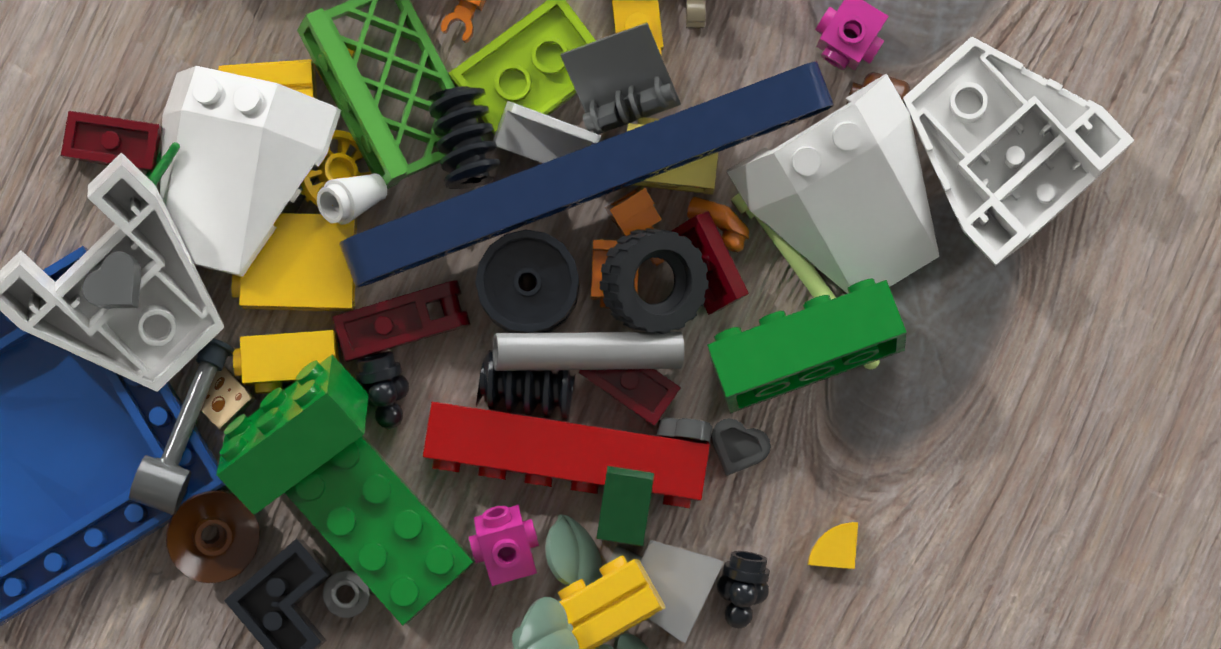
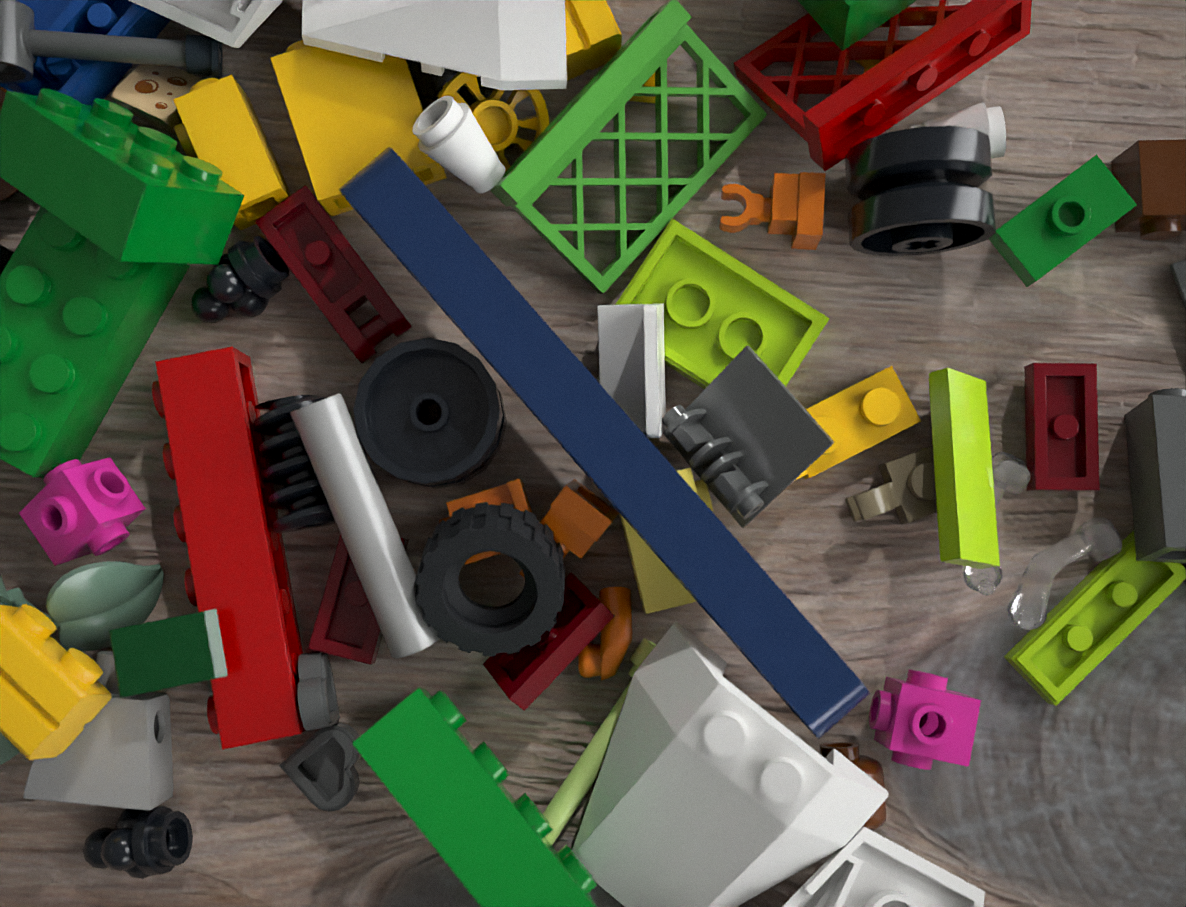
camera: 70 degrees right, 0 degrees up
(462, 137) = (592, 259): black piece -> none

